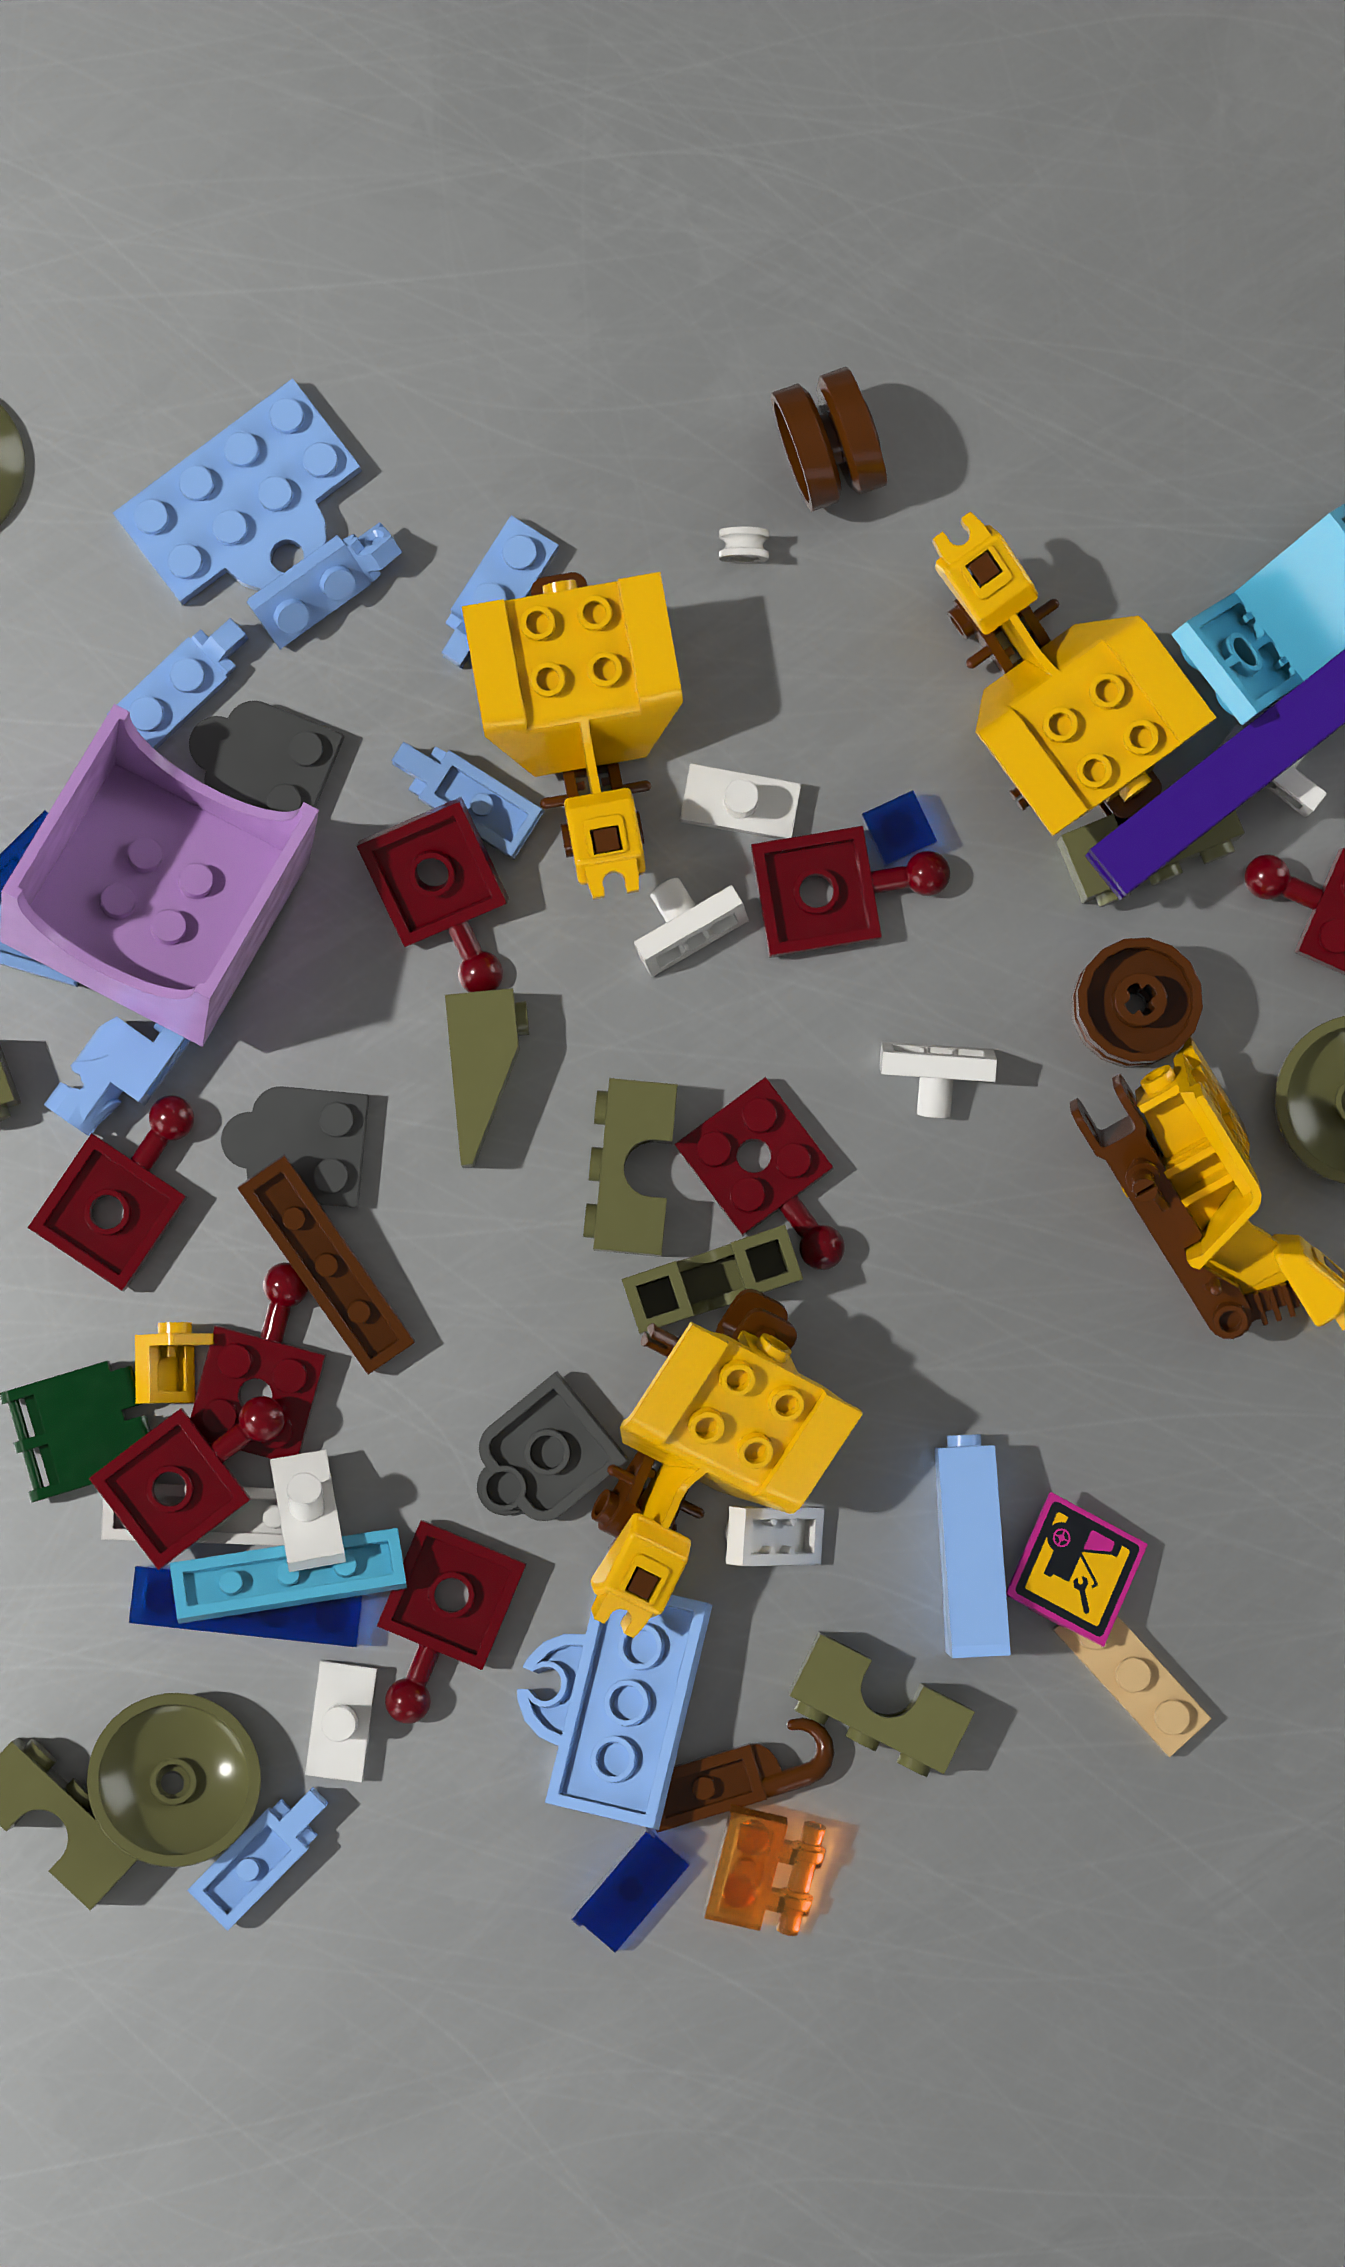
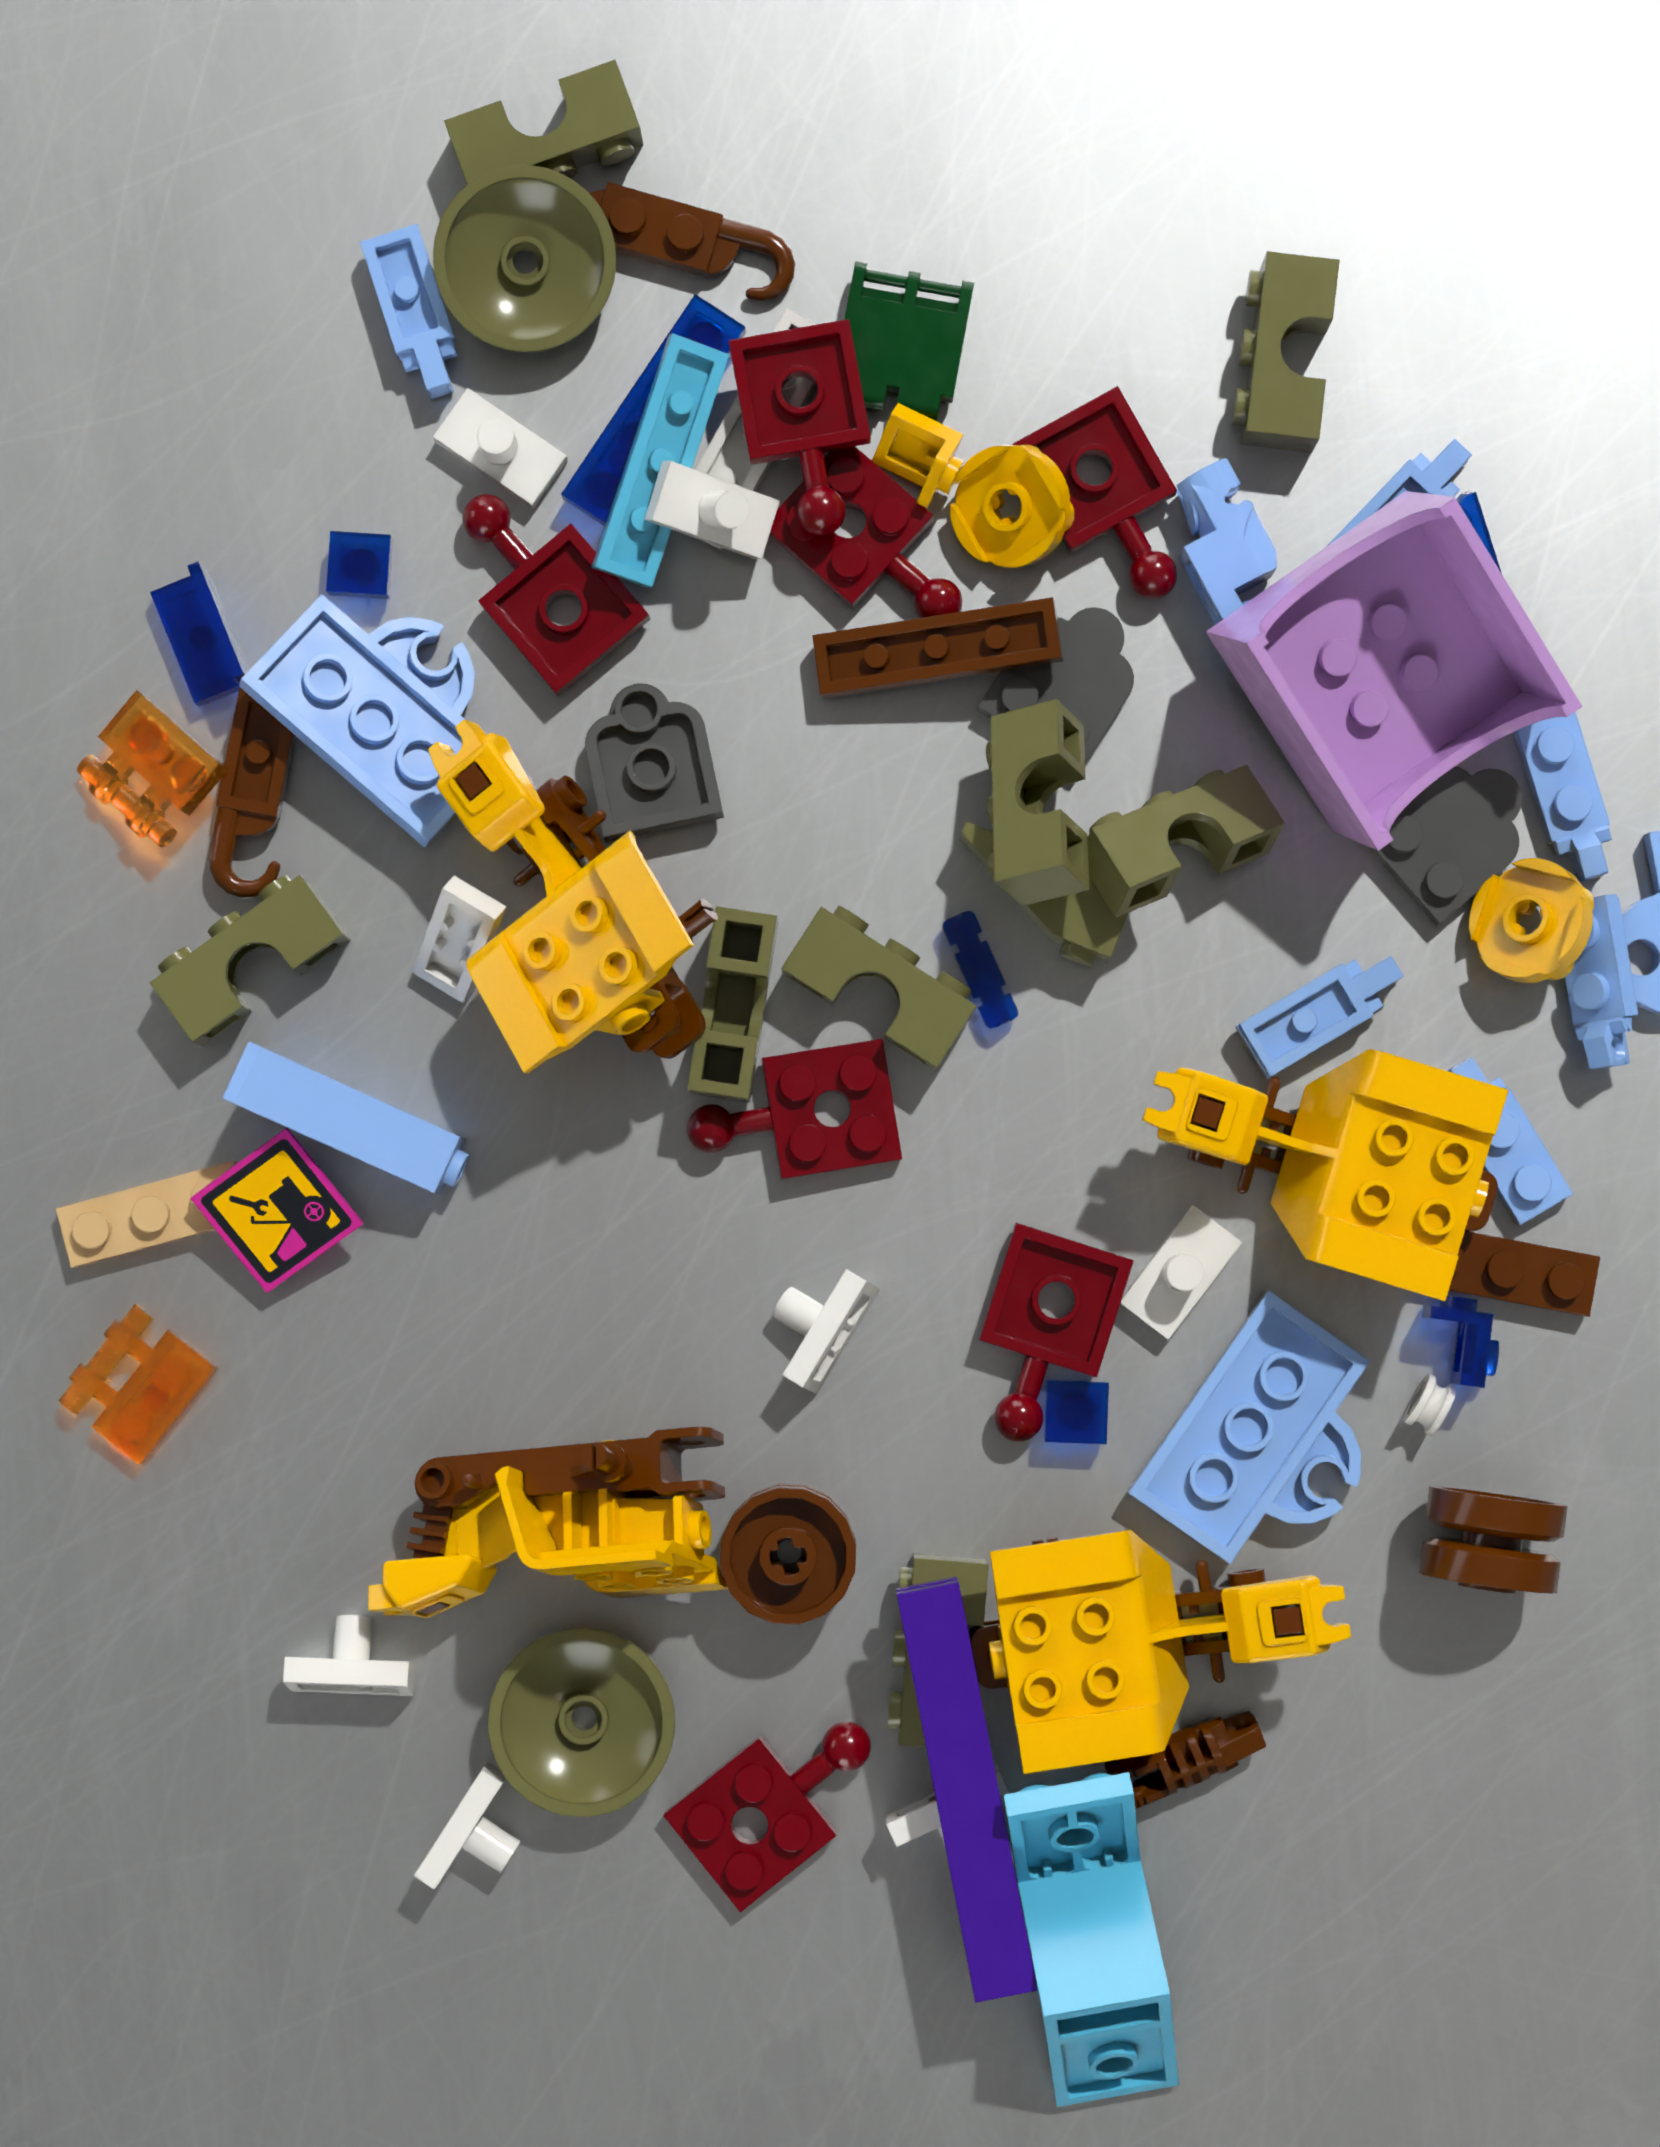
camera: 125 degrees right, 0 degrees up
(79, 1655) = (689, 237): none -> reddish brown plate
(151, 1243) = (1044, 508): none -> yellow plate
(300, 629) = (1554, 944): none -> yellow plate
(348, 958) = (1220, 816): none -> olive arch
(383, 1138) = (1029, 759): none -> olive arch
(425, 909) = (1228, 916): dark red plate -> none
(501, 1786) = (359, 565): none -> clear blue plate
(575, 1093) = (980, 969): none -> clear blue axle
(595, 520) = (1525, 1274): none -> reddish brown plate
(681, 531) = (1474, 1350): none -> clear blue bracket
(687, 925) = (1087, 1159): white tile -> none
(839, 673) = (1257, 1433): none -> light blue plate
(1128, 592) = (1191, 1756): none -> reddish brown hinge
(1281, 1595) = (152, 1397): none -> clear orange plate

